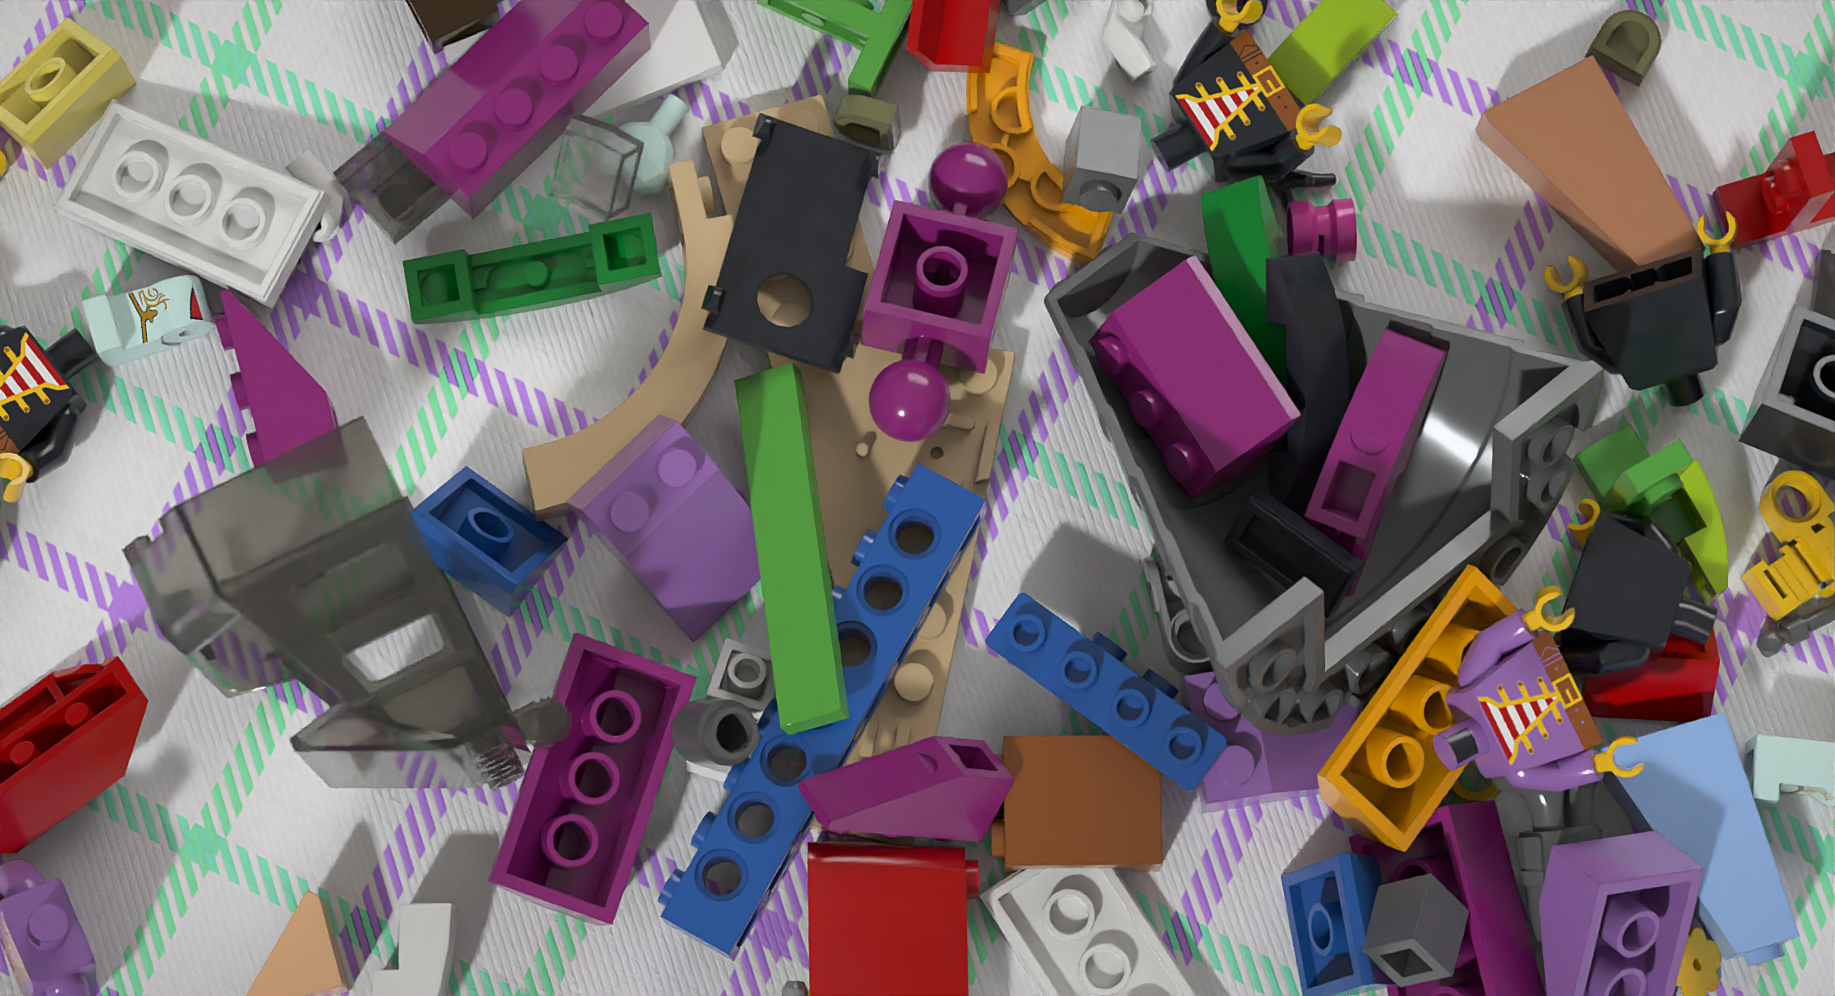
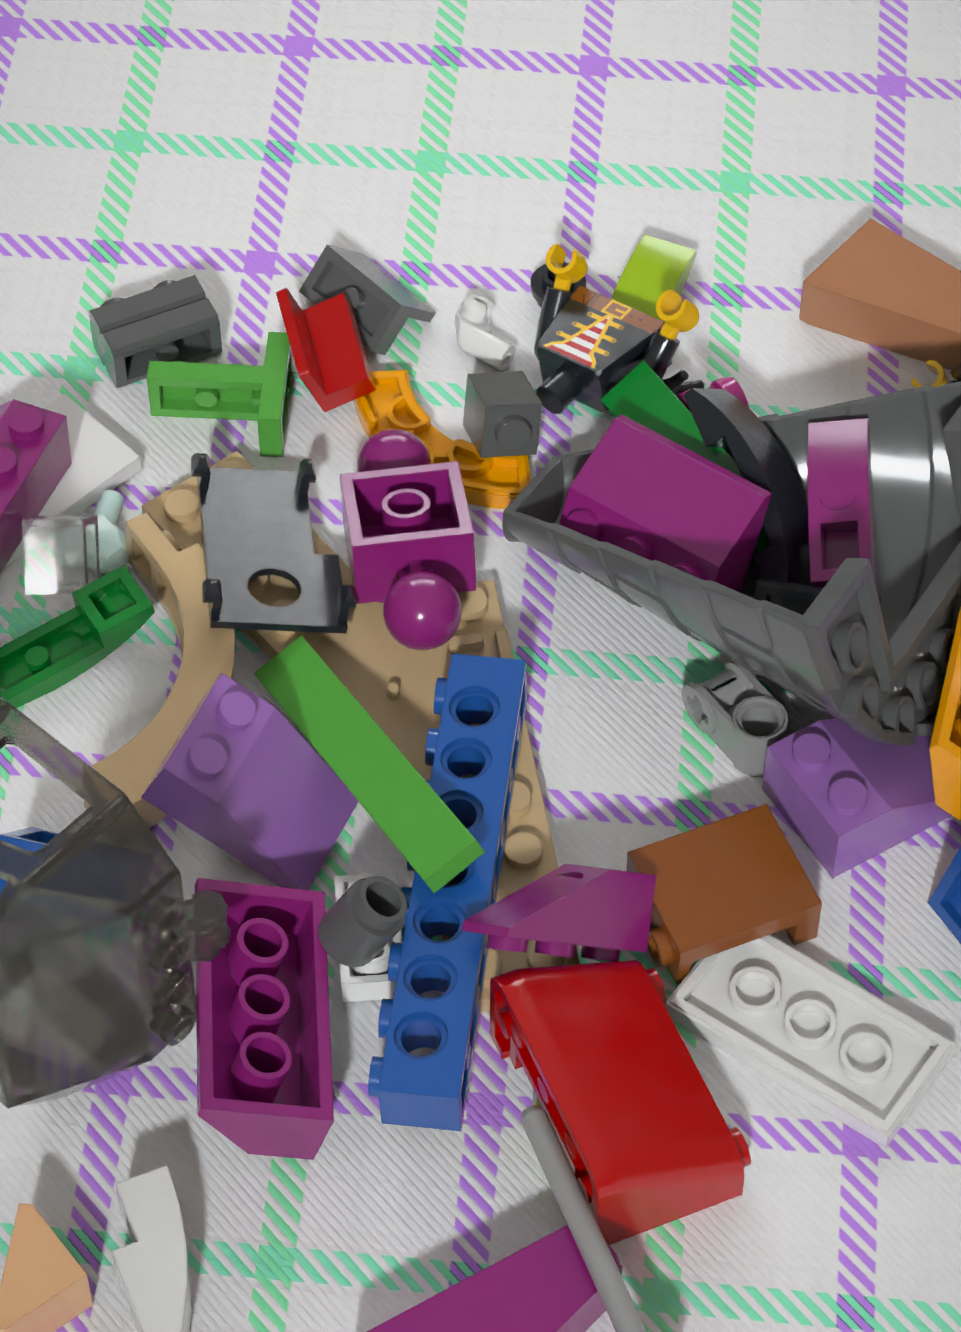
camera: 20 degrees left, 25 degrees down
(868, 121) = (285, 448): olive tile -> none
(1107, 692) = (705, 781): blue bracket -> none
(1627, 45) = (895, 214): olive tile -> none

